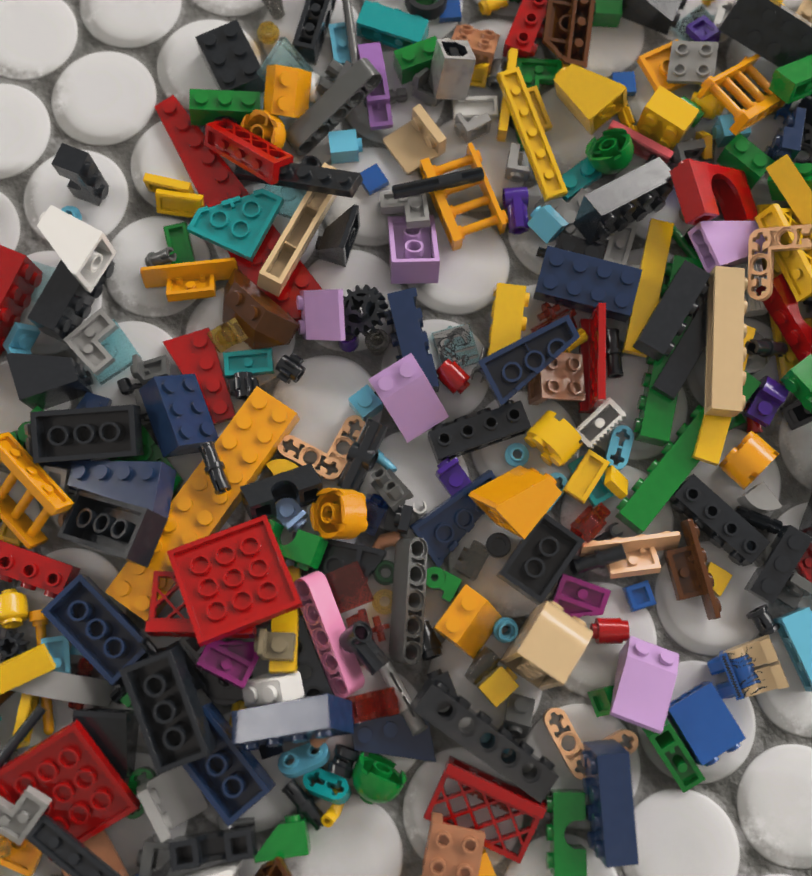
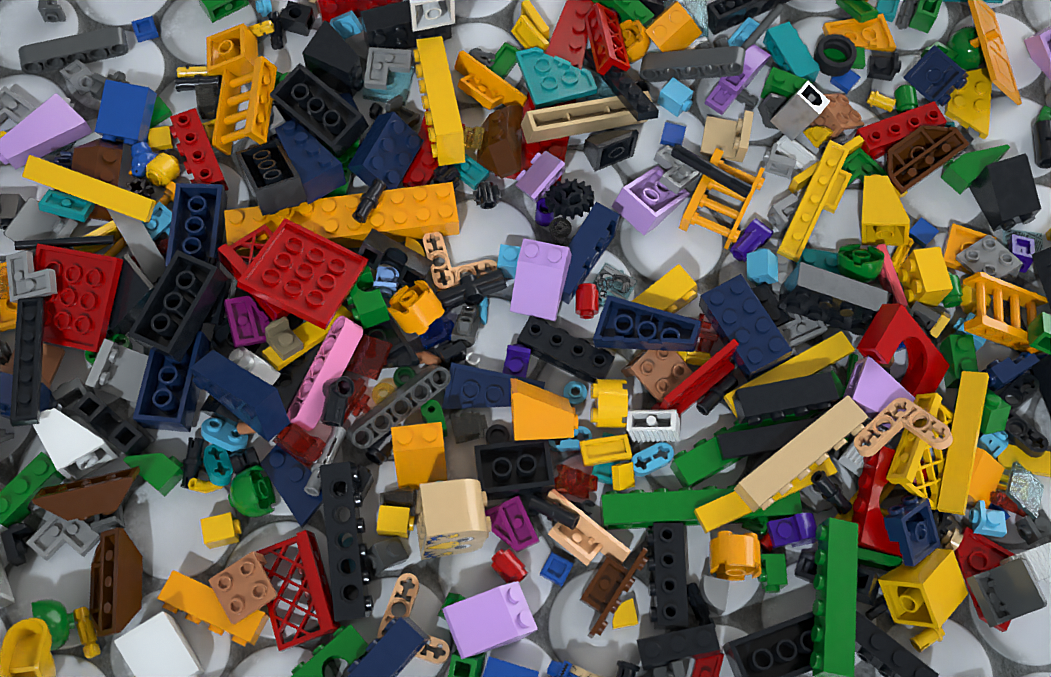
camera: 45 degrees right, 10 degrees down
(174, 329) = (439, 101): none -> yellow brick
(384, 829) = (221, 530): none -> yellow brick
(783, 443) = (773, 572): none -> green brick

